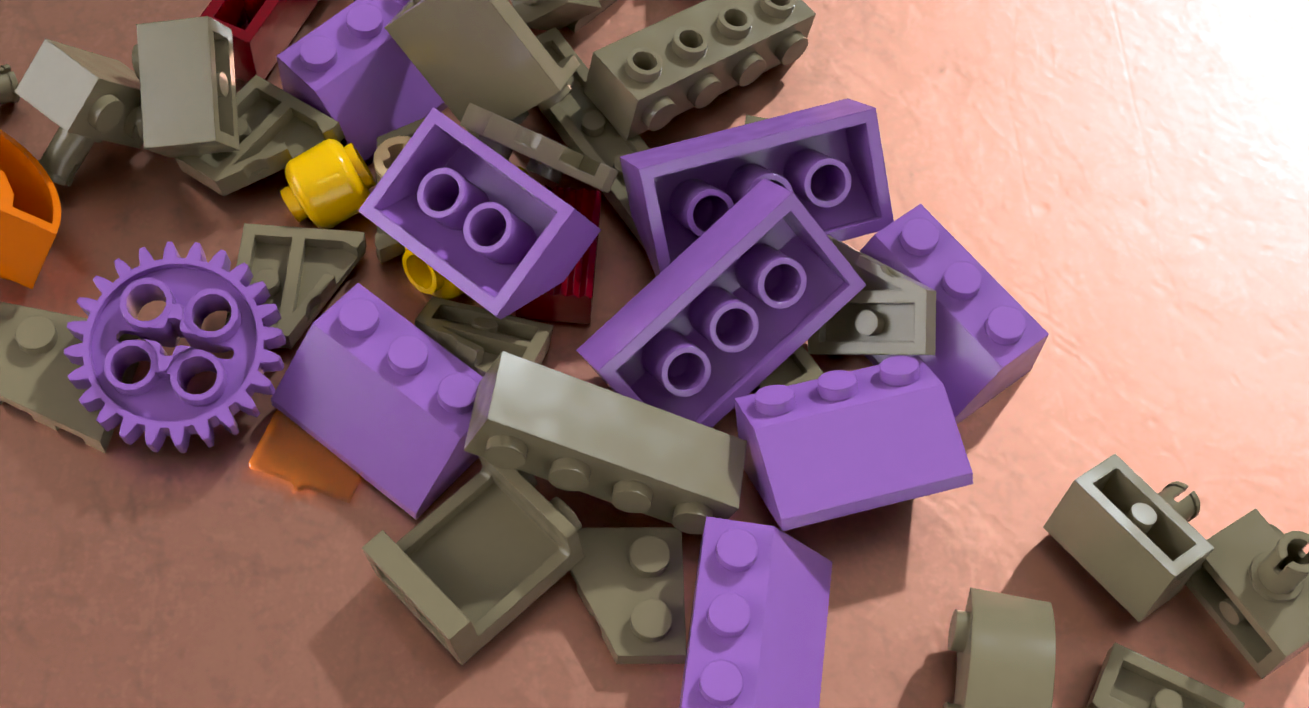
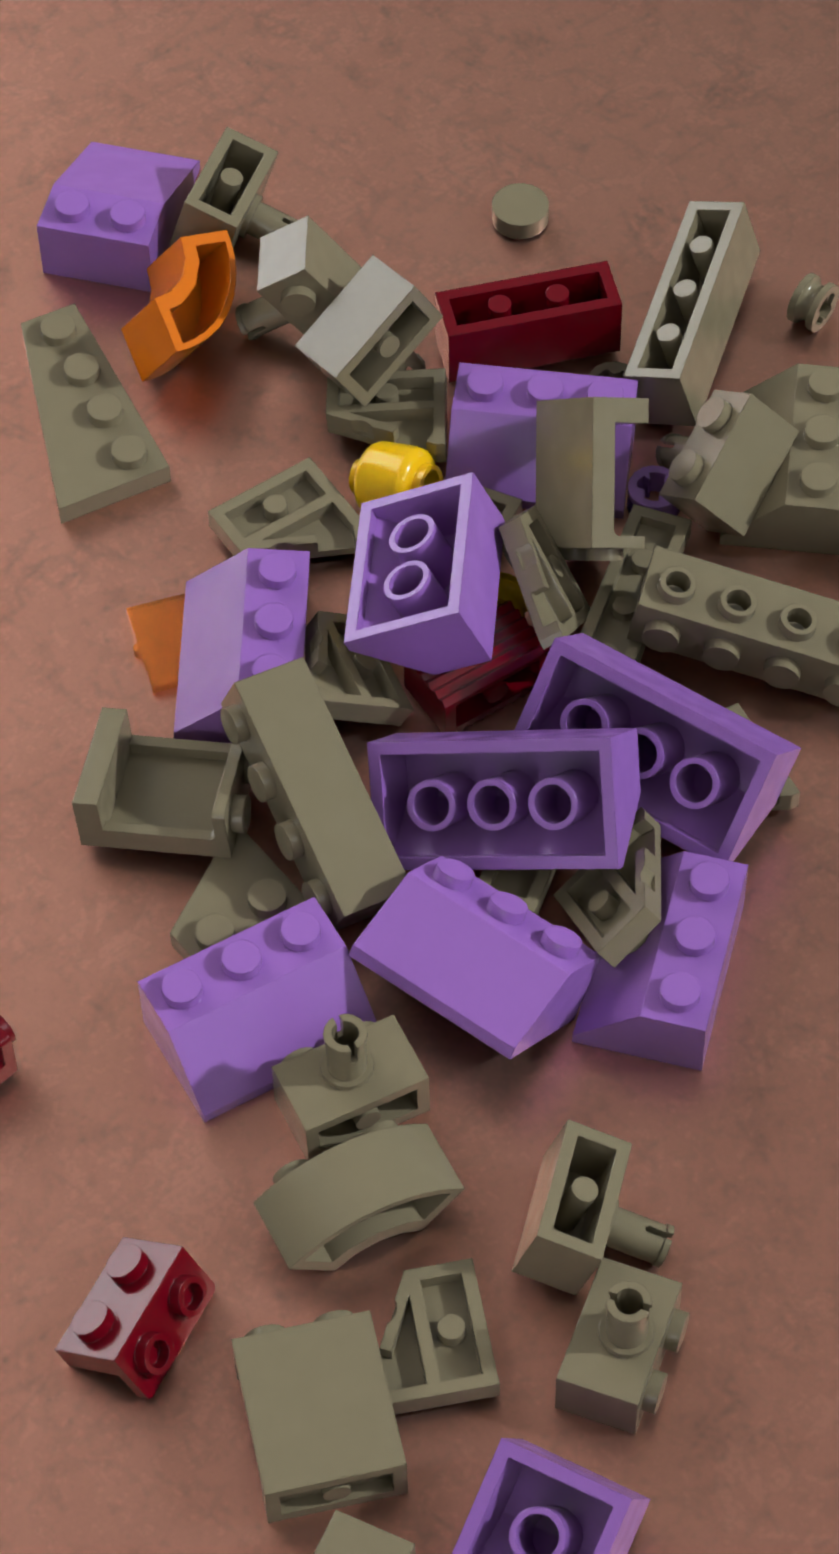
camera: 60 degrees right, 5 degrees down
(161, 399) = (113, 517): medium lavender gear -> none
(884, 621) = (350, 1083): none -> dark tan brick

